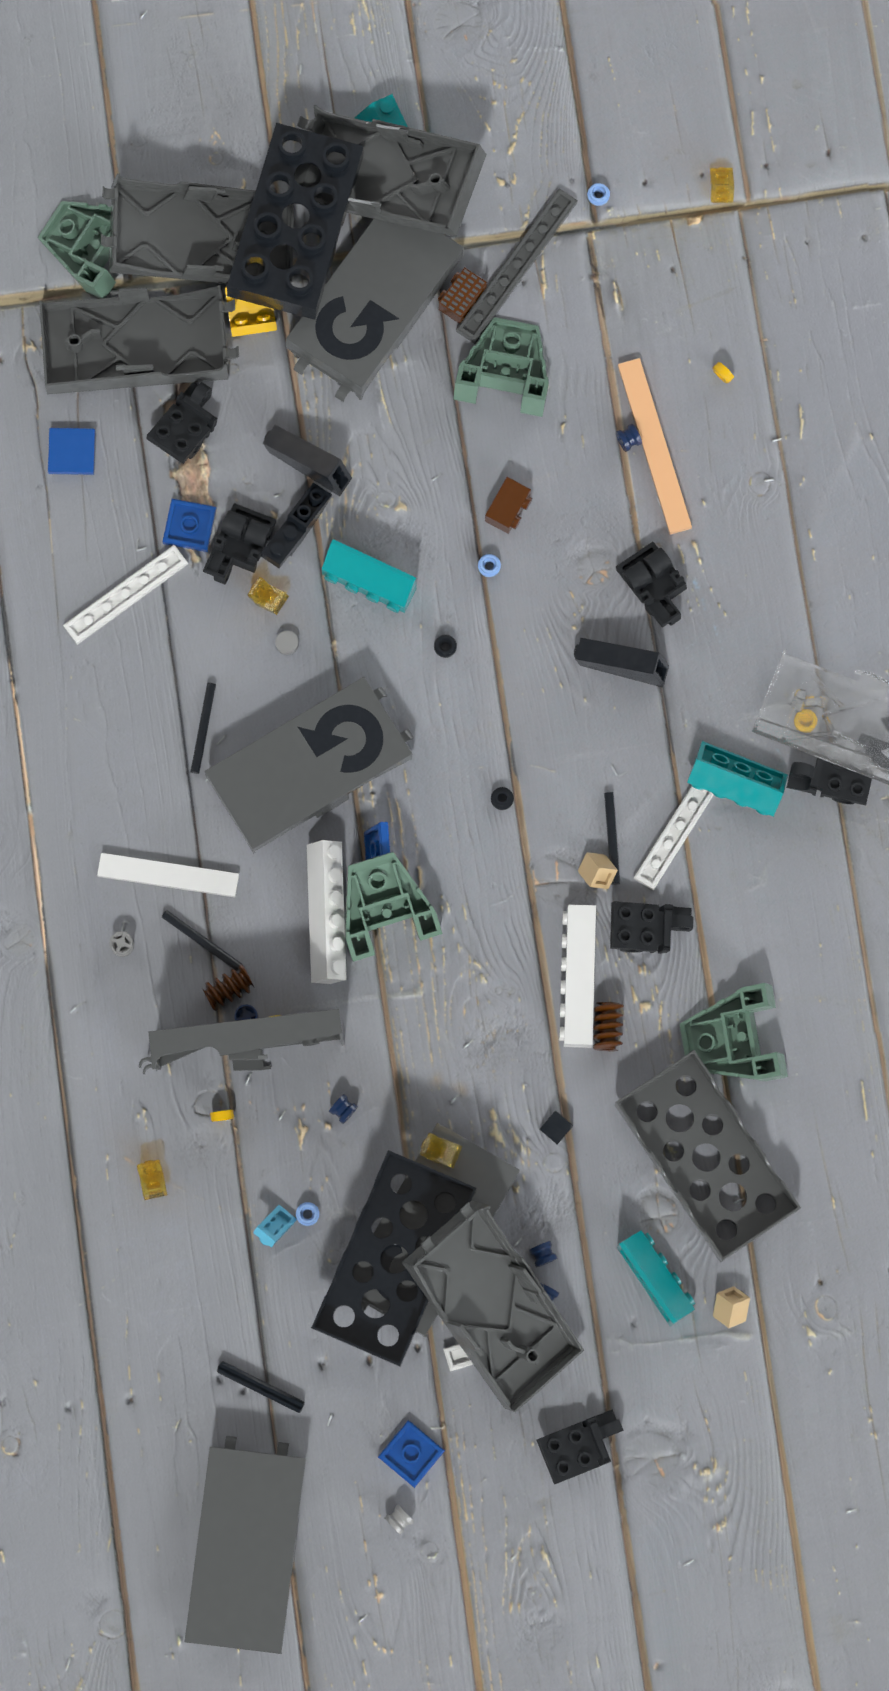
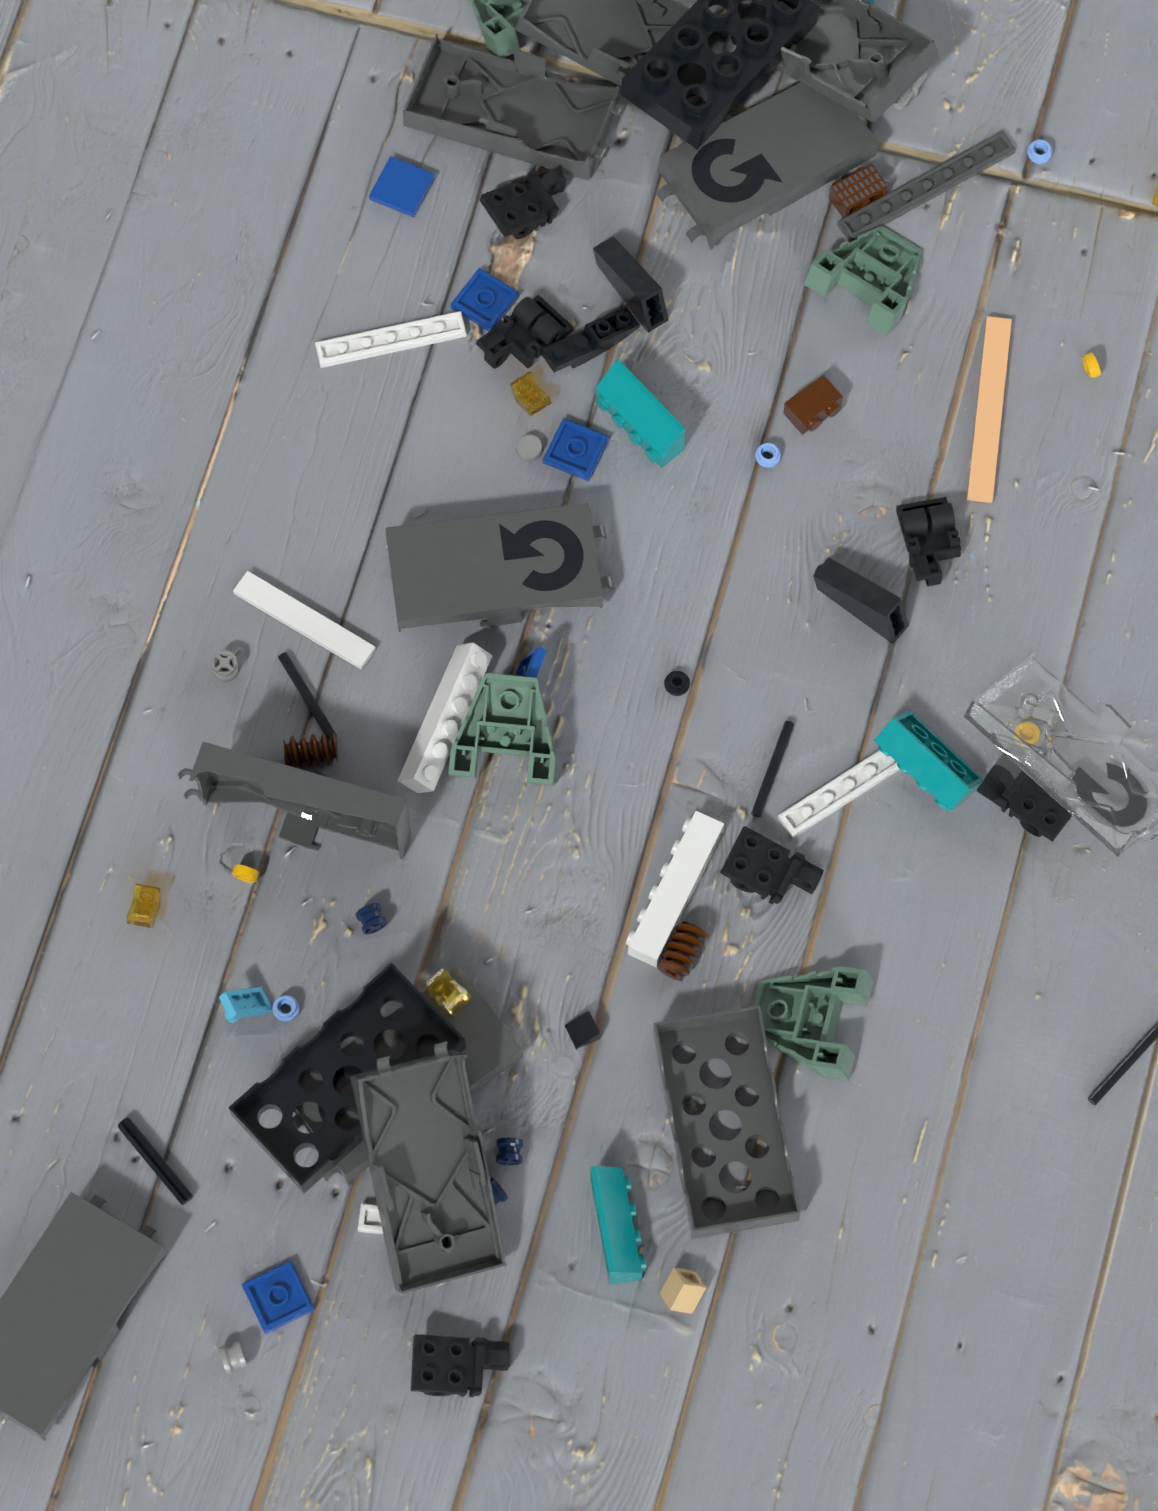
camera: 25 degrees right, 10 degrees down
(203, 728) = (406, 494): black bar -> none
(250, 318) = (637, 127): yellow bracket -> none
(326, 627) = (575, 449): none -> blue tile
(445, 639) = (687, 507): black plate -> none
(597, 870) = (742, 792): tan panel -> none
(628, 437) = (966, 389): dark blue wheel -> none

